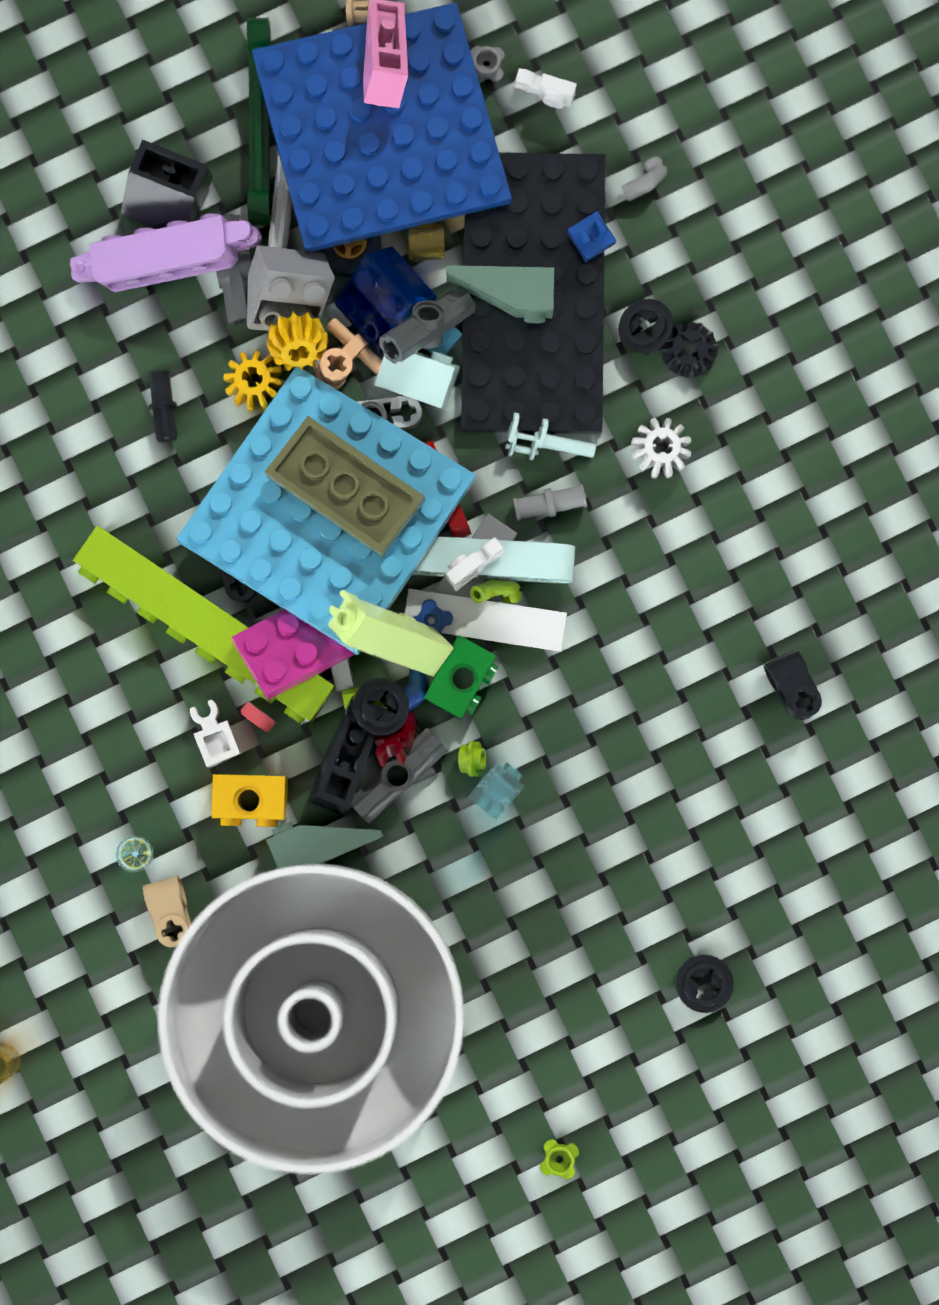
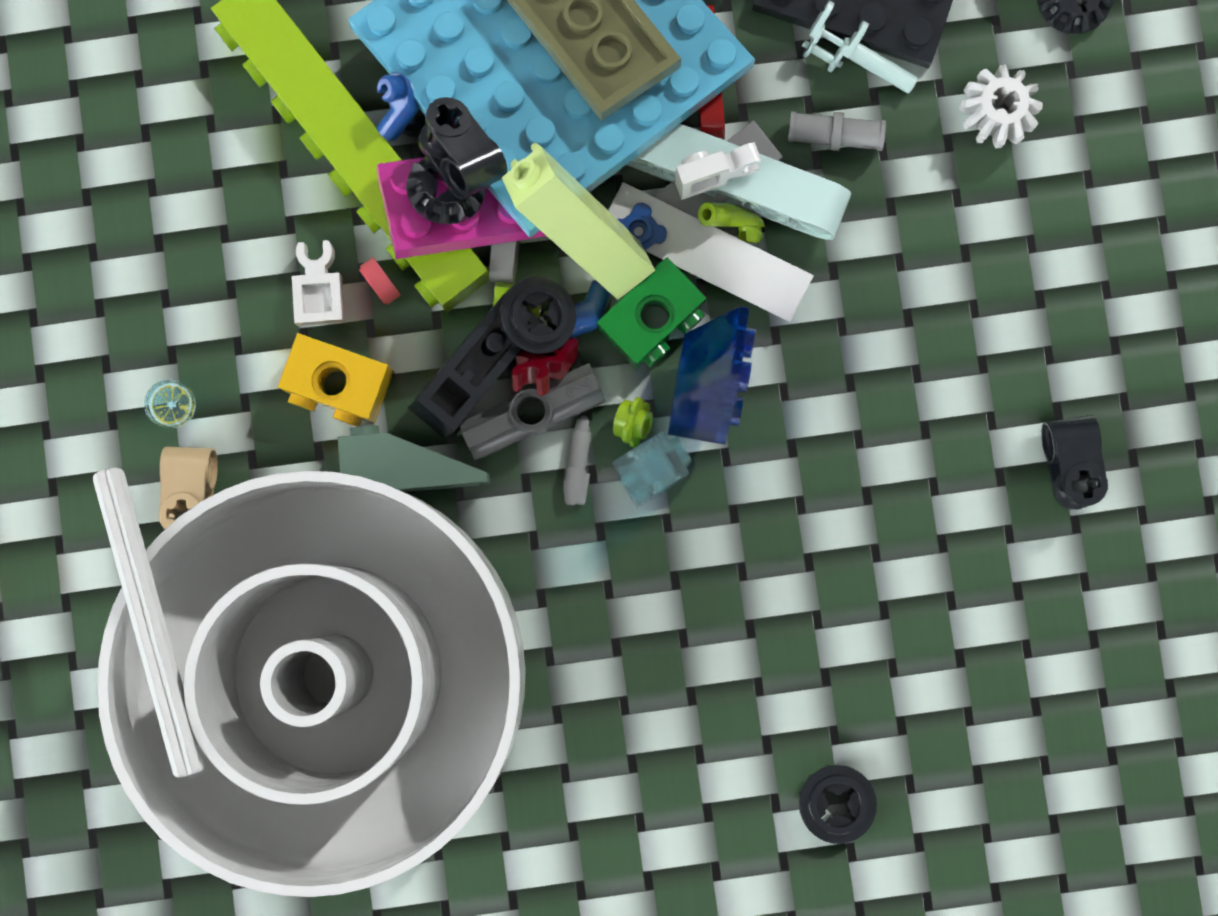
camera: 25 degrees right, 0 degrees up
(188, 1013) = (148, 621): none -> white axle
(235, 588) = (402, 104): none -> blue arm
(292, 612) = (460, 148): none -> black piece
(297, 651) = (445, 208): none -> black gear
(443, 810) = (575, 476): none -> light grey piece
(518, 712) = (710, 377): none -> clear blue slope

